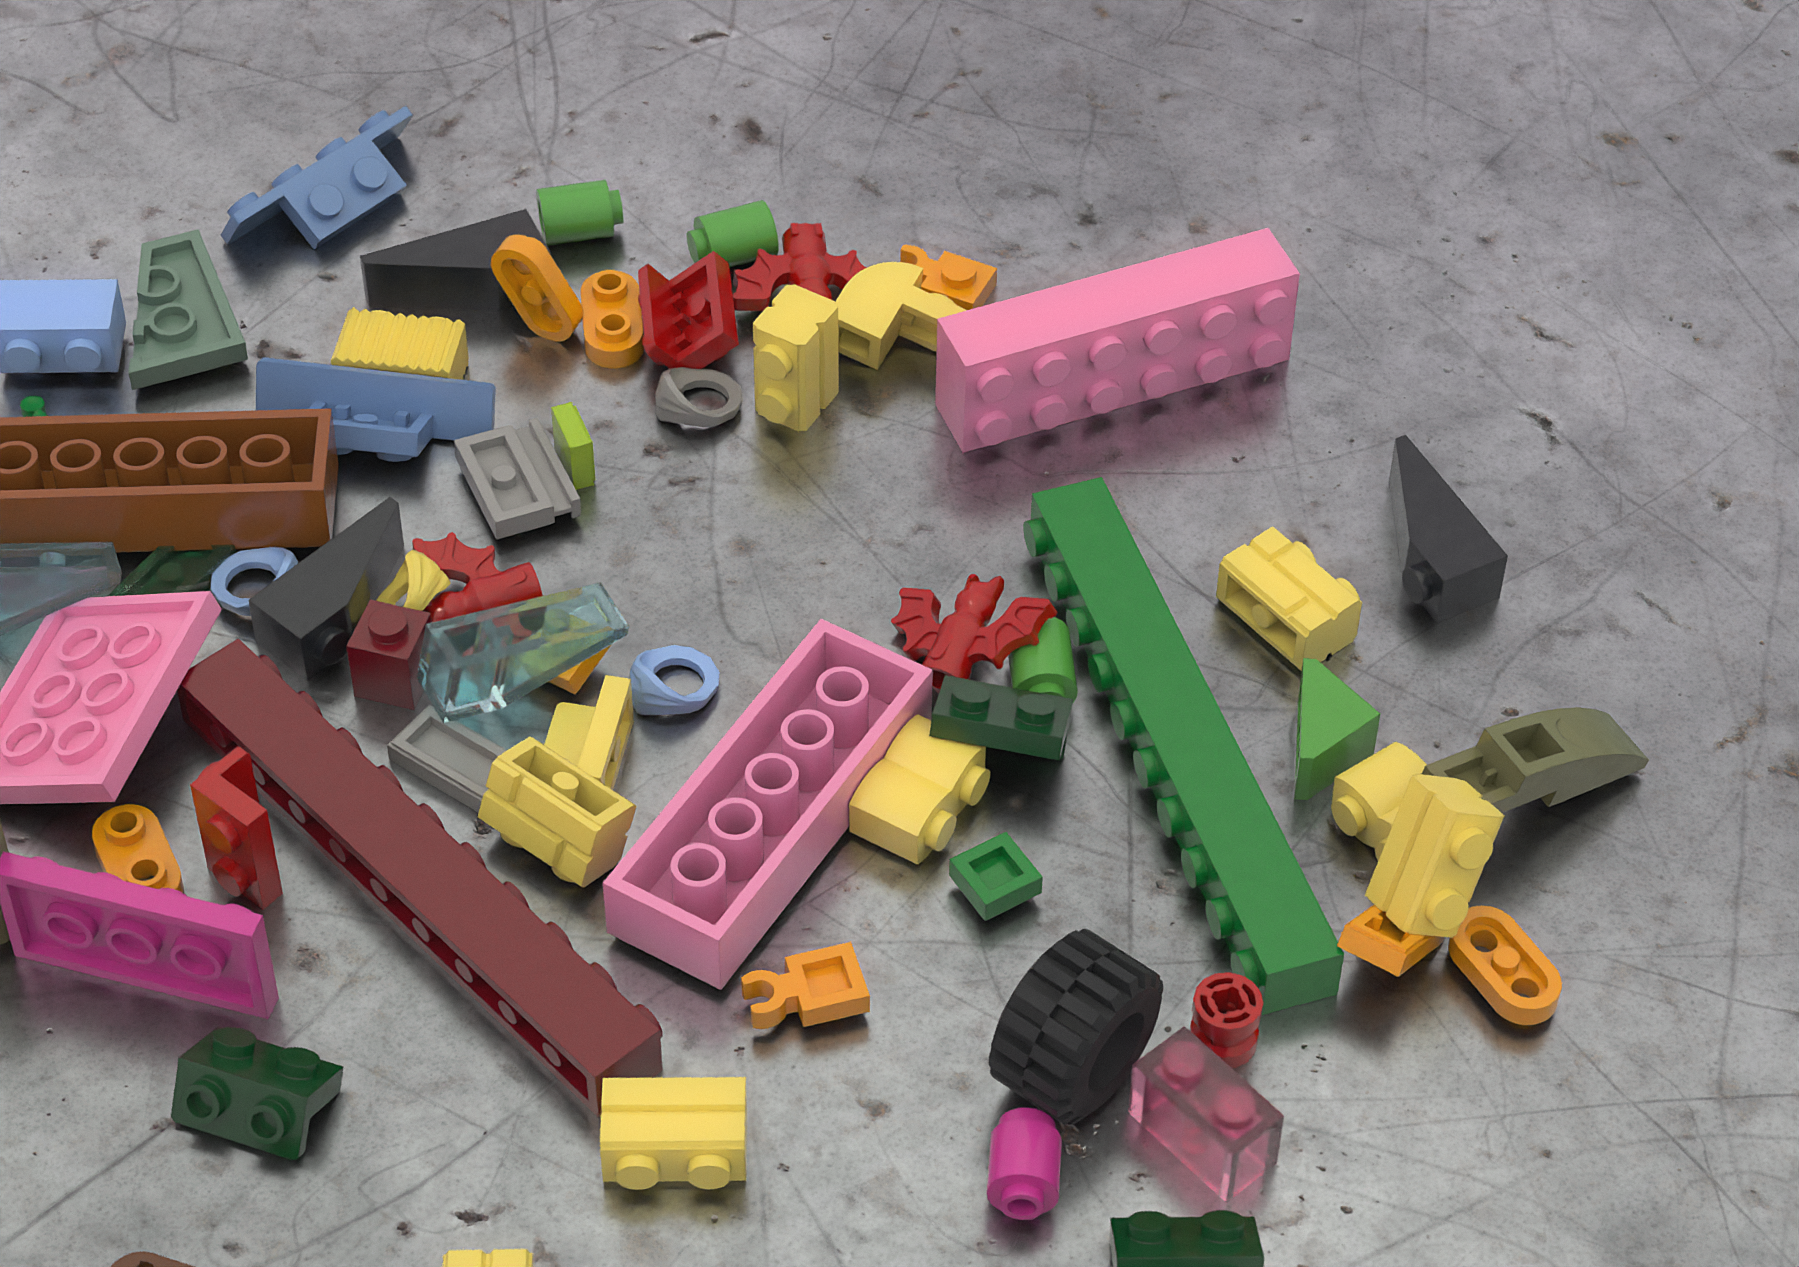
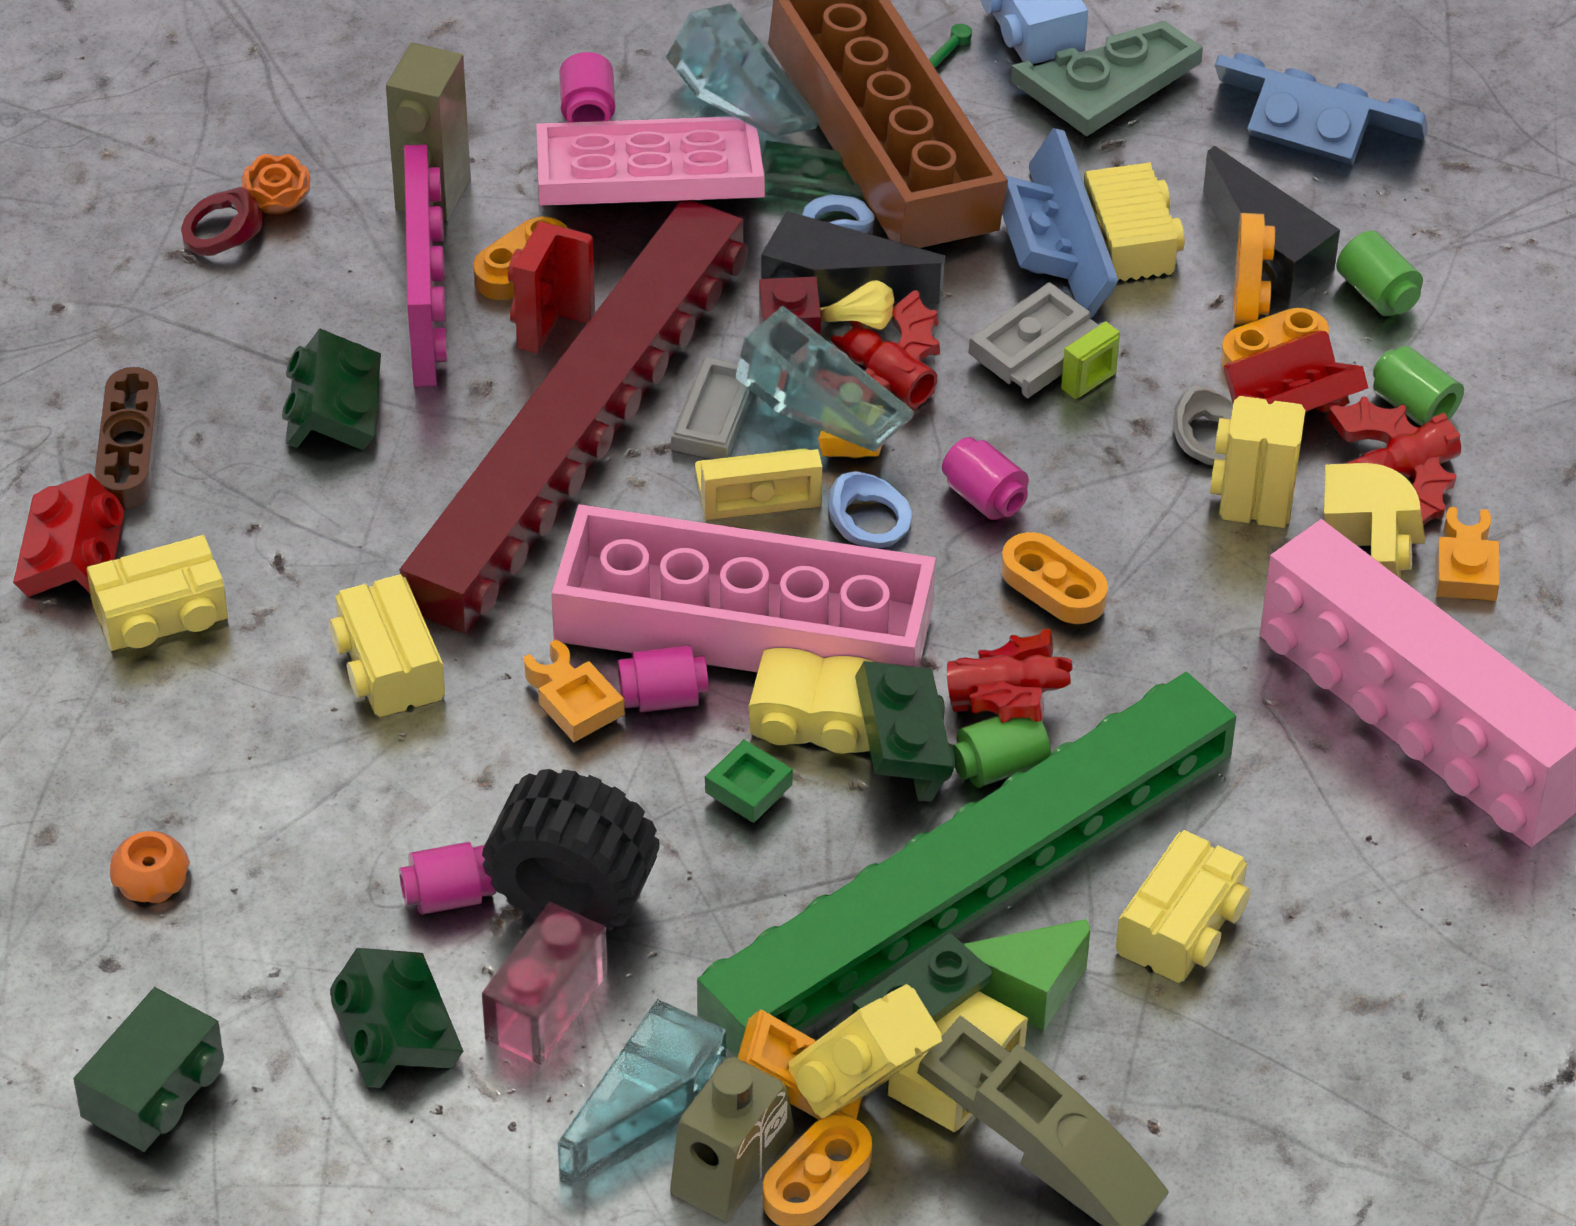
camera: 70 degrees right, 0 degrees up
(556, 812) = (667, 460): light yellow brick -> none
(688, 571) = (985, 478): none -> dark pink brick
(832, 902) = (662, 679): none -> dark pink brick
(839, 564) = (1061, 582): none -> light orange plate
(1228, 1016) = (656, 969): red wheel -> none
(1340, 815) = (940, 975): none -> dark green bracket
(1358, 1061) = (642, 1090): none -> clear light blue slope
(1442, 547) = (1325, 1001): black slope -> none
(1461, 1010) = (742, 1120): none -> olive torso

